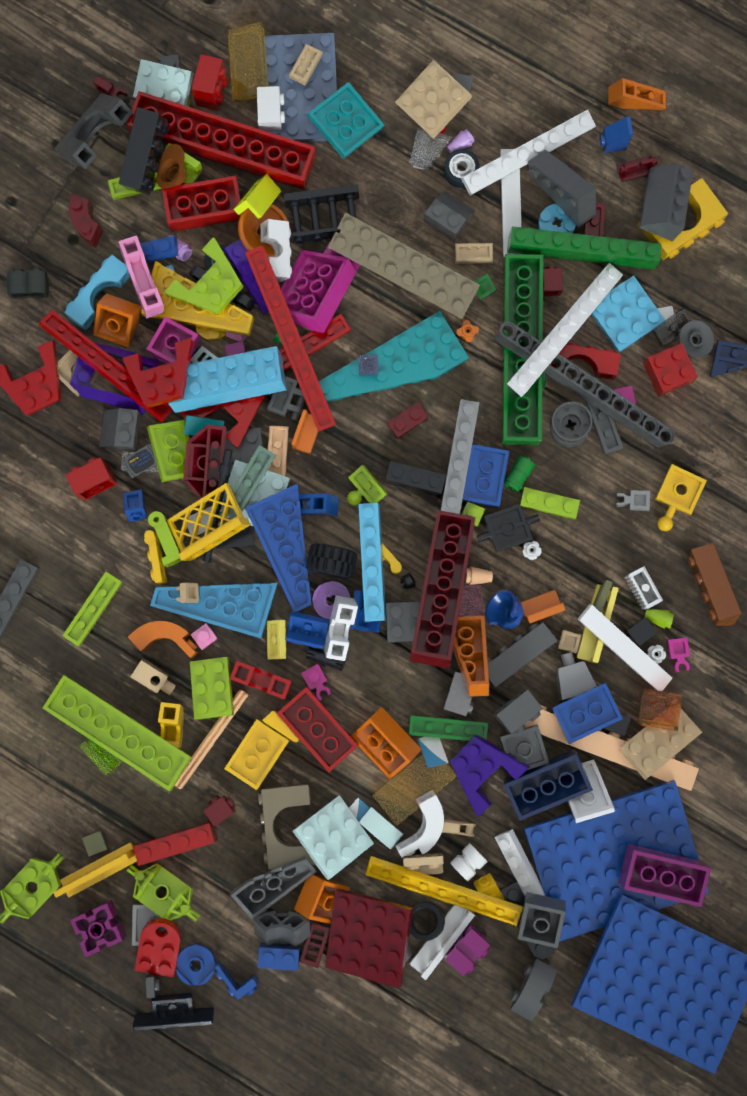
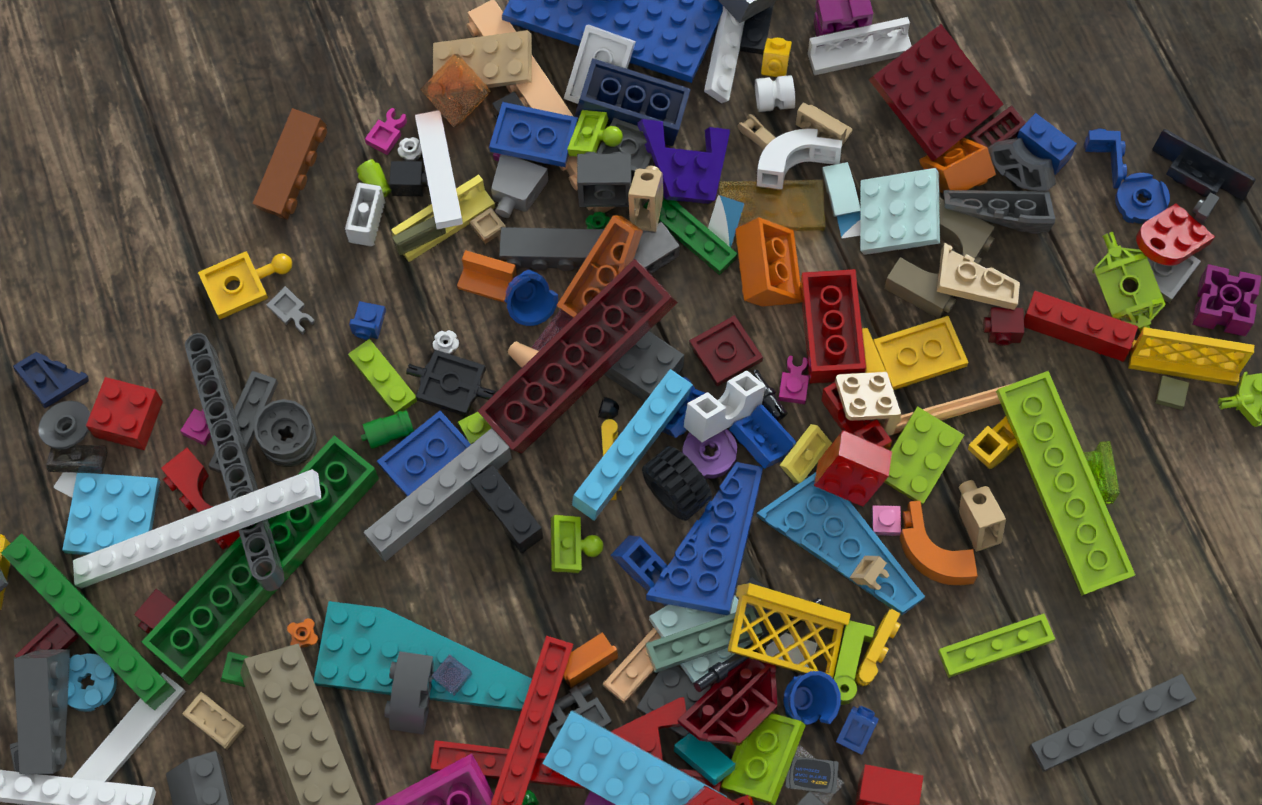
camera: 140 degrees left, 15 degrees down
(172, 499) = (812, 698): none -> blue helmet
(239, 644) = (853, 468): none -> red brick
(254, 820) = (971, 281): none -> tan wing
(260, 694) = (869, 397): none -> tan bracket
(369, 668) = (725, 350): none -> dark red plate
(382, 340) = (410, 692): none -> dark grey brick
(407, 420) = (459, 586): dark red plate -> none
(439, 926) = (845, 77): black tyre -> none
(444, 891) = (823, 85): yellow tile -> none
(485, 721) = (646, 185): none -> tan torso
(501, 692) = (597, 217): none -> green plate
(553, 739) = (590, 131): none -> lime plate
(586, 529) = (367, 320): none -> blue bracket

